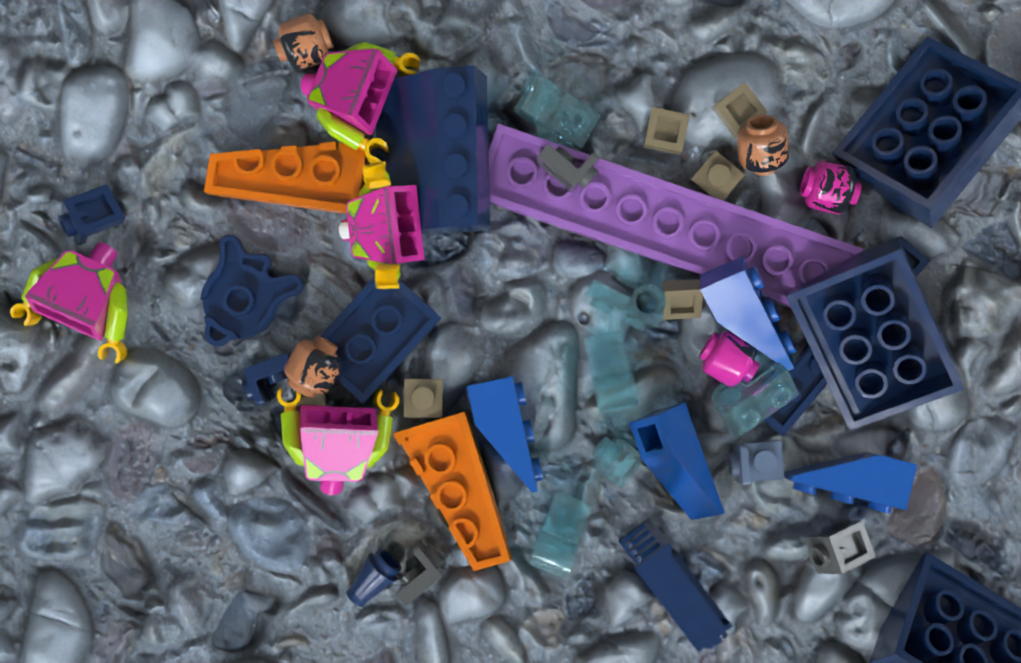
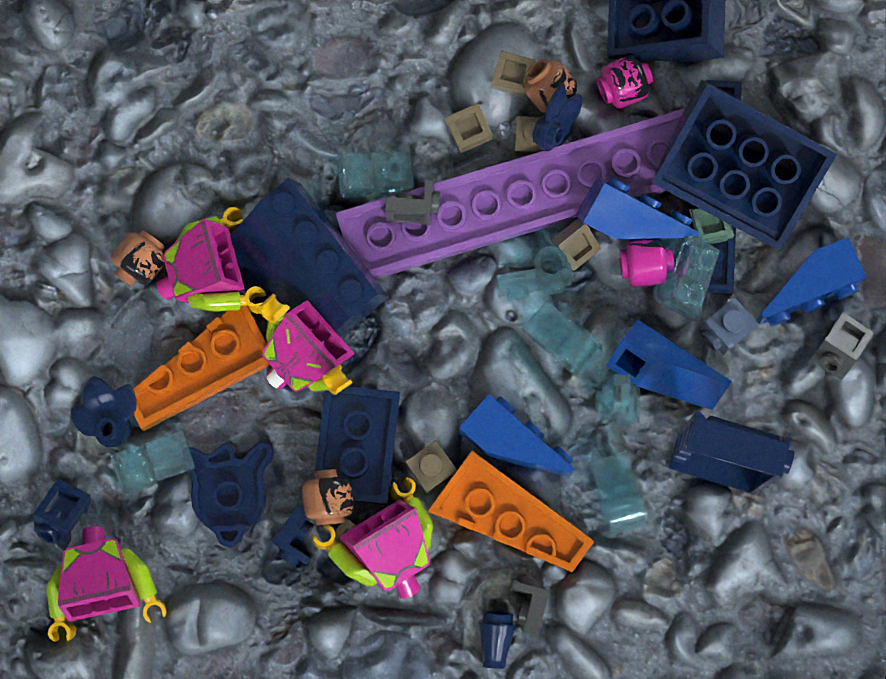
camera: 30 degrees left, 10 degrees down
(185, 153) = (103, 407): none -> dark blue plate
(193, 227) = (152, 461): none -> clear light blue plate
(740, 185) = (556, 126): none -> dark blue plate
(806, 367) = (710, 227): none -> sand green tile

